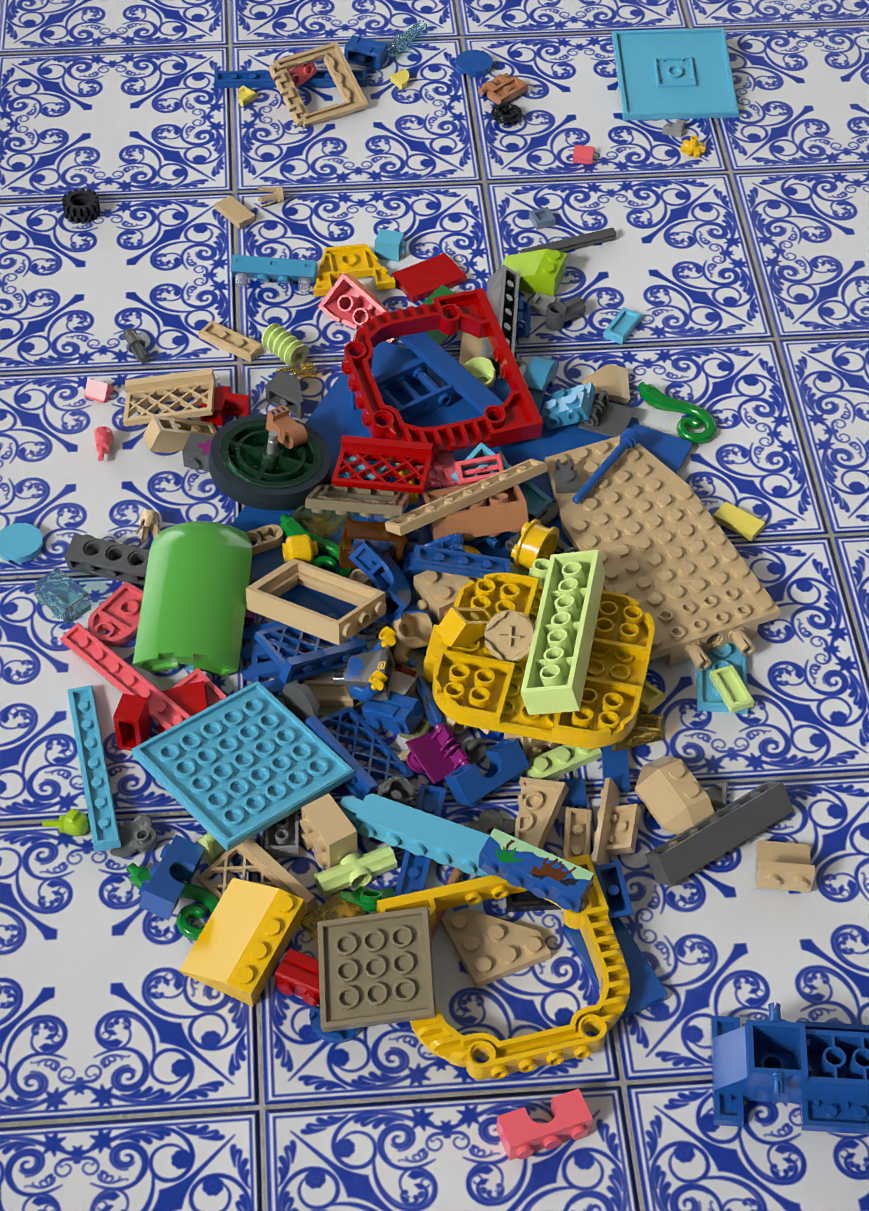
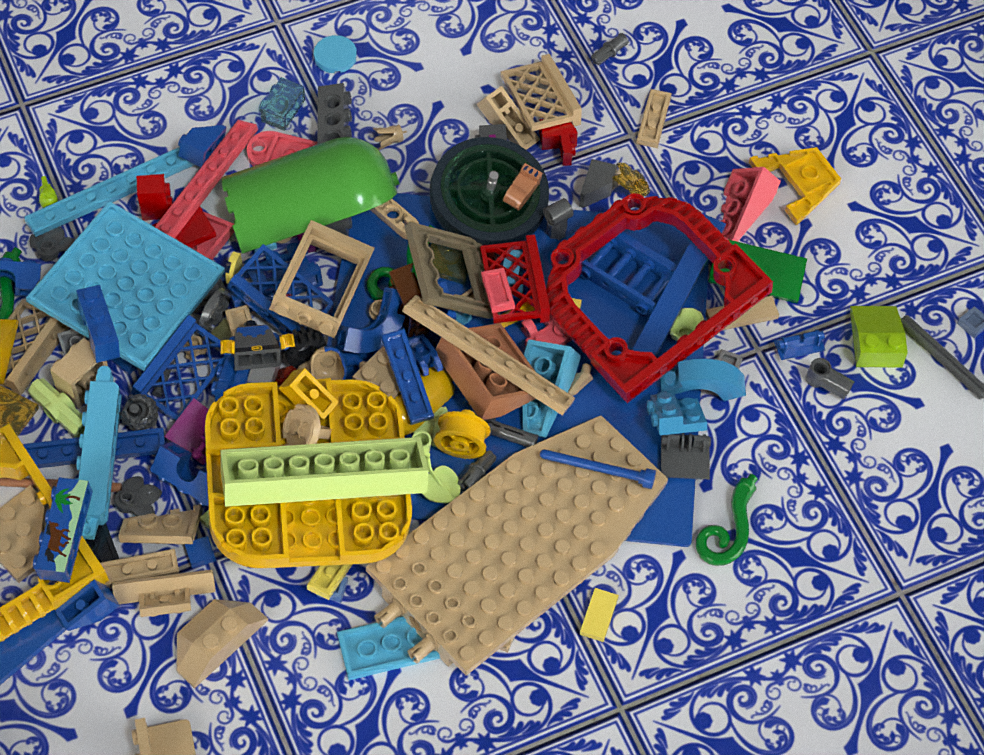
camera: 70 degrees right, 10 degrees up
(83, 670) = (200, 143): none -> blue slope
(98, 390) = (541, 42): slope -> none
(104, 440) = (477, 68): coral piece -> none
(235, 212) = (837, 61): tan tile -> none
(252, 675) = (236, 265): none -> light yellow tile
(274, 269) = (763, 116): dark azure piece -> none
(277, 196) = (875, 80): tan piece -> none
(284, 345) = (660, 158): yellowish green piece -> none
(299, 548) = (392, 251): yellow head -> none
(316, 777) = (99, 323): none -> blue arch
(326, 419) = (557, 218): none -> dark grey piece
(367, 897) = (30, 424): green plate -> none
(390, 245) = (851, 199): medium azure brick -> none
(393, 476) = (497, 290): none -> coral tile
(427, 276) = (826, 248): red tile -> none
(477, 461) = (551, 371): coral tile -> none
(503, 297) = (785, 323): dark grey brick -> none
(540, 303) = (838, 357): light grey tile -> none
(566, 478) = (569, 439): dark grey plate -> none
(613, 380) = (744, 448): tan slope -> none
(616, 766) = (238, 581): blue tile -> none
(622, 325) = (842, 440): medium azure tile -> none
(646, 730) = (285, 586): clear yellow wing -> none
(718, 795) = (234, 673): light grey tile -> none
(719, 833) = (180, 682): dark grey brick -> none
(731, 688) = (363, 654): yellowish green tile -> none

